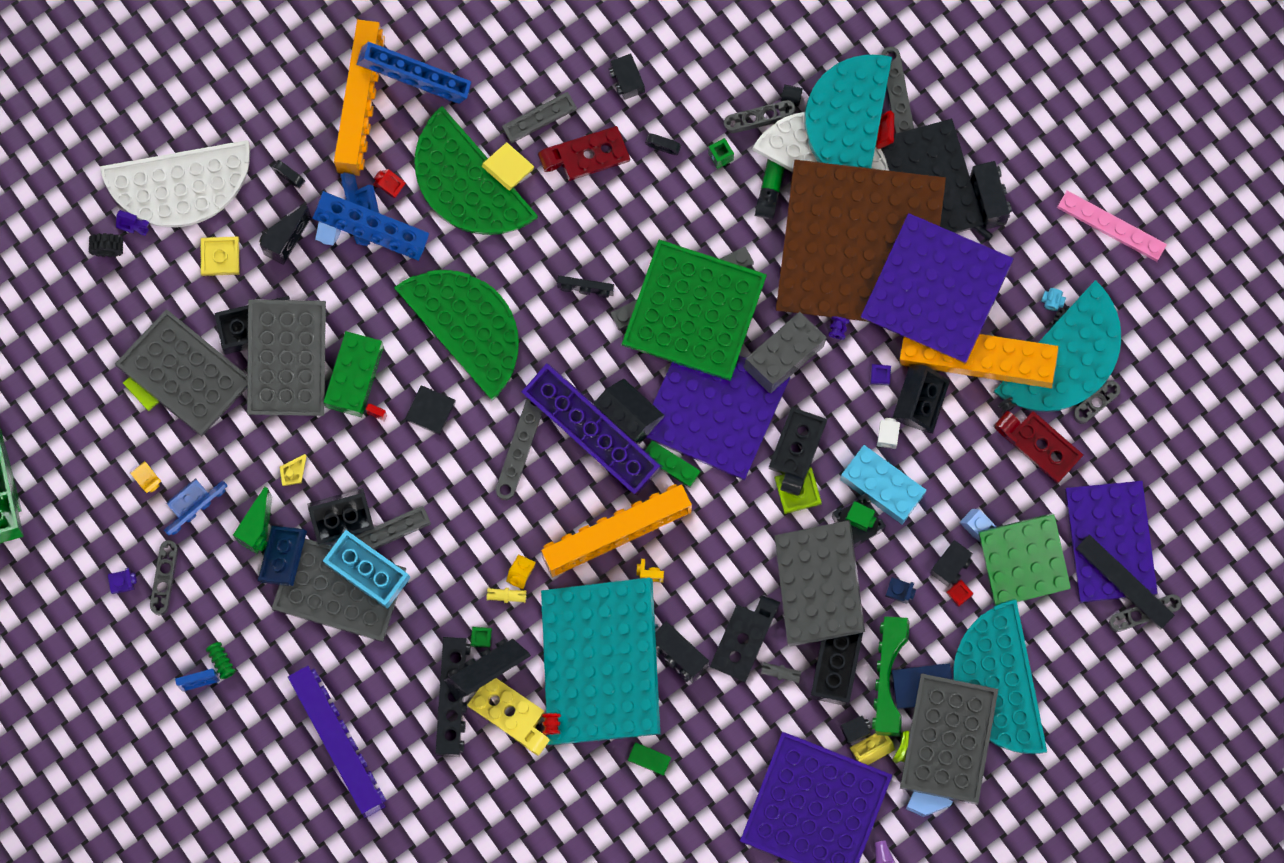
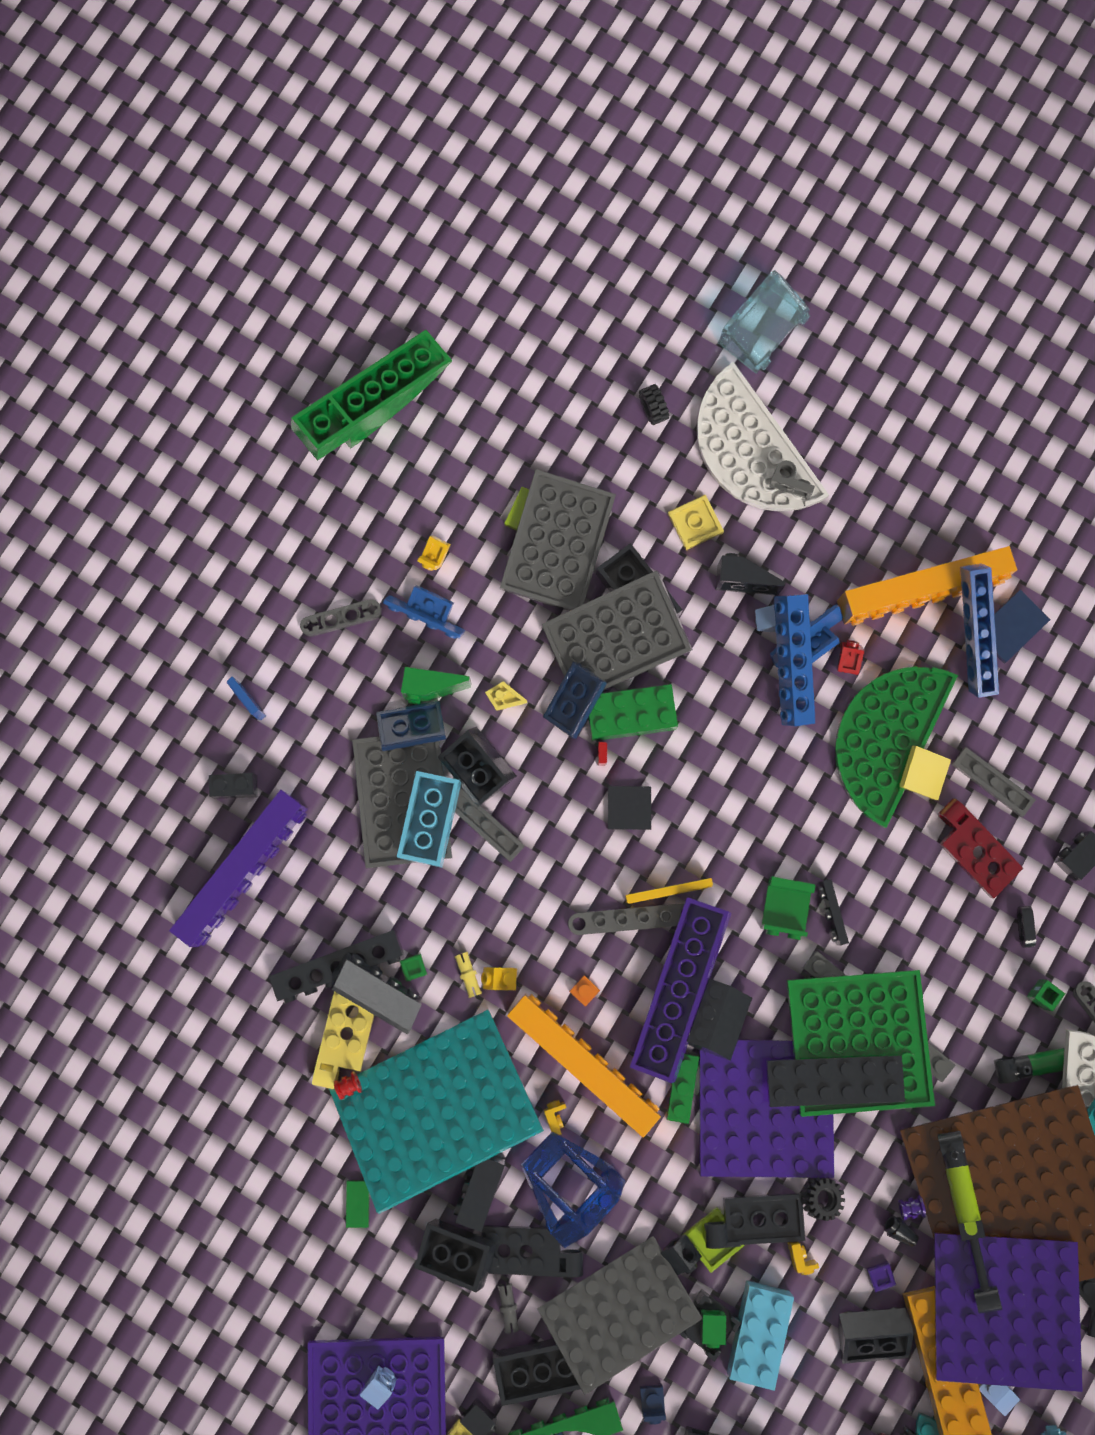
camera: 65 degrees right, 5 degrees up
(80, 127) = (764, 322): none -> clear light blue windscreen
(122, 581) = (320, 578): dark purple bracket -> none
(129, 223) = (688, 417): dark purple plate -> none
(220, 659) = (279, 712): green piece -> none
(225, 166) = (788, 484): none -> dark grey plate
(265, 722) = (233, 786): none -> black brick
(288, 174) = (812, 551): black beam -> none
(322, 413) = (574, 699): none -> dark blue tile
(422, 42) = (1016, 624): none -> dark blue tile
(468, 322) = (739, 807): green plate -> none
(511, 406) = (667, 891): none -> yellow tile
(560, 508) = (584, 990): none -> orange plate
(565, 320) = (786, 907): none -> green panel
(714, 341) = (835, 1081): none -> black plate
(720, 692) = (455, 1255): none -> black brick
(732, 571) = (578, 1223): none -> clear blue windscreen
(785, 352) = (858, 1163): dark grey brick -> none
(795, 793) = (379, 1387): none -> light blue slope
(797, 518) = (681, 1255): none -> black brick
(798, 400) = (811, 1199): none -> black tyre
(837, 430) = (798, 1255): none -> yellow bracket
(852, 344) = (900, 1231): none -> black cone
(853, 284) = (967, 1214): none -> piece
(888, 433) = (819, 1315): white brick -> none
(1002, 325) = (1000, 1396): none -> light blue slope

